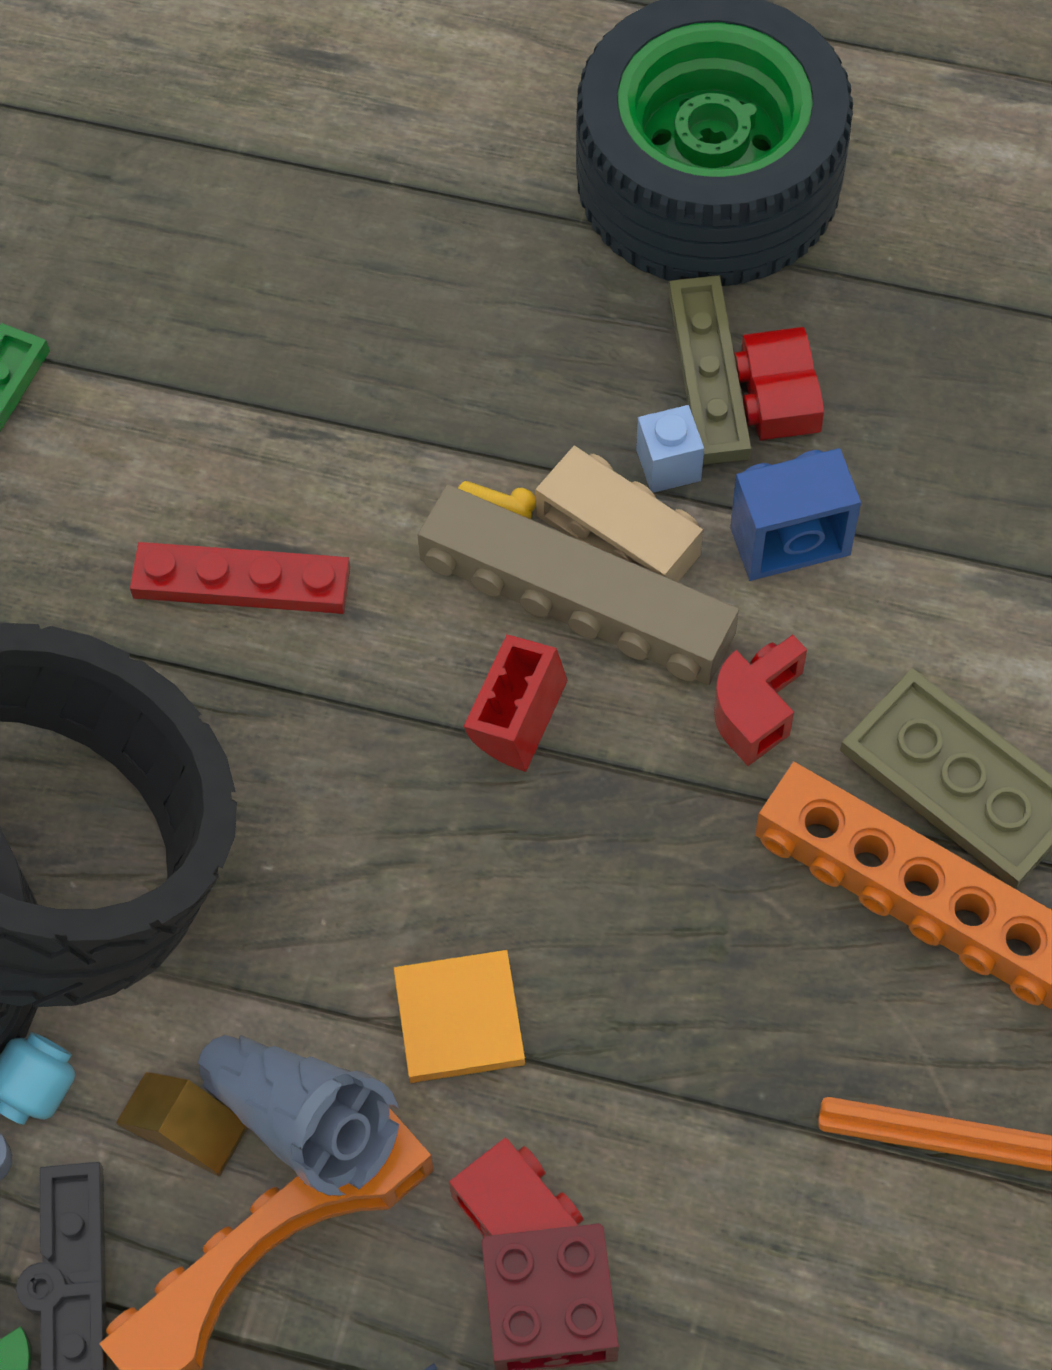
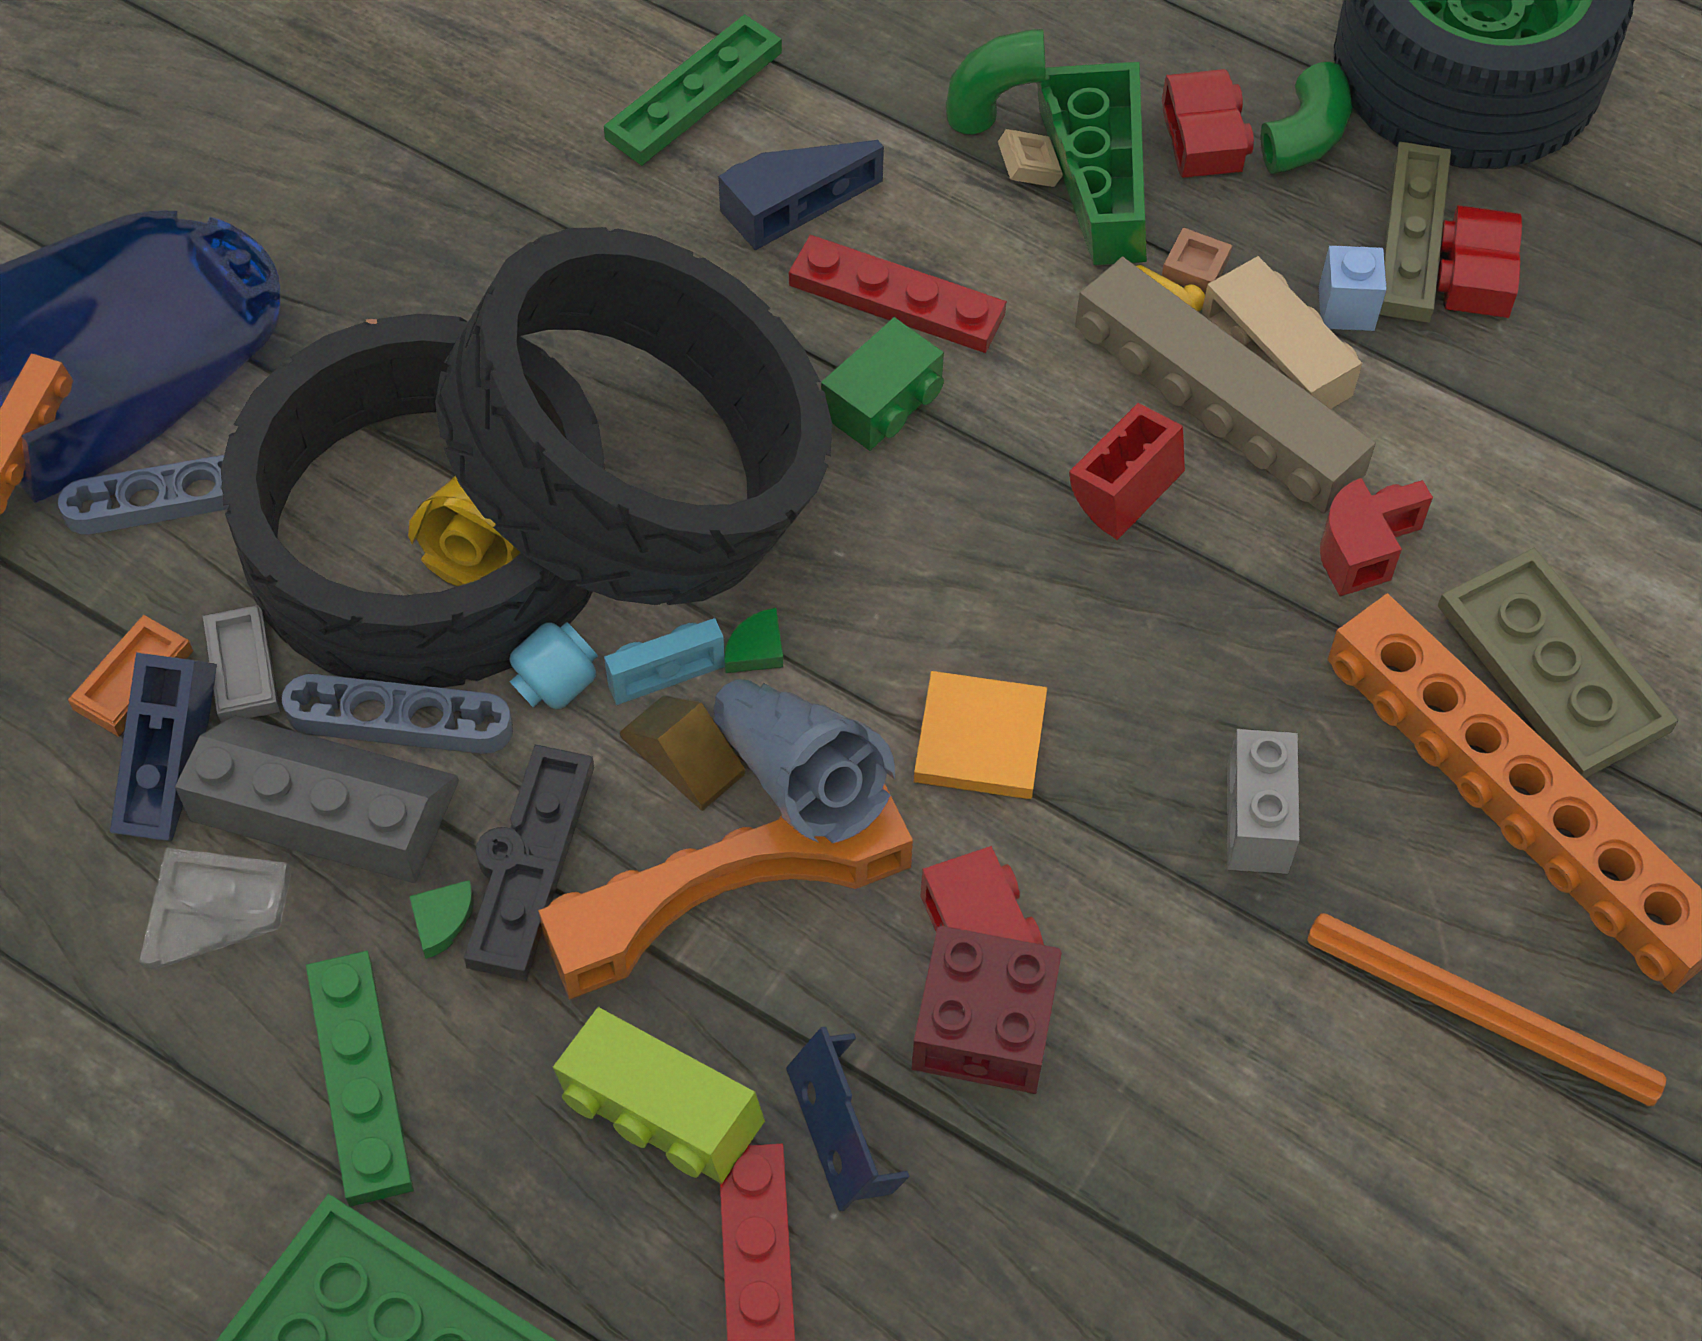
camera: 15 degrees right, 5 degrees down
(104, 498) = (795, 186): none -> dark blue slope
(121, 1050) = (665, 661): none -> medium azure plate
(217, 990) = (755, 644): none -> green tile
(257, 682) = (883, 384): none -> green brick
(264, 325) = (988, 73): none -> green cylinder
(325, 397) = (1030, 158): none -> tan tile
(388, 367) = (1098, 142): none -> green wedge
(482, 312) = (1206, 123): none -> red brick
(516, 461) = (1196, 259): none -> nougat plate
(587, 281) = (1315, 126): none -> green cylinder
(739, 1005) = (1262, 801): none -> light grey brick
(794, 513) = (1459, 373): blue brick -> none

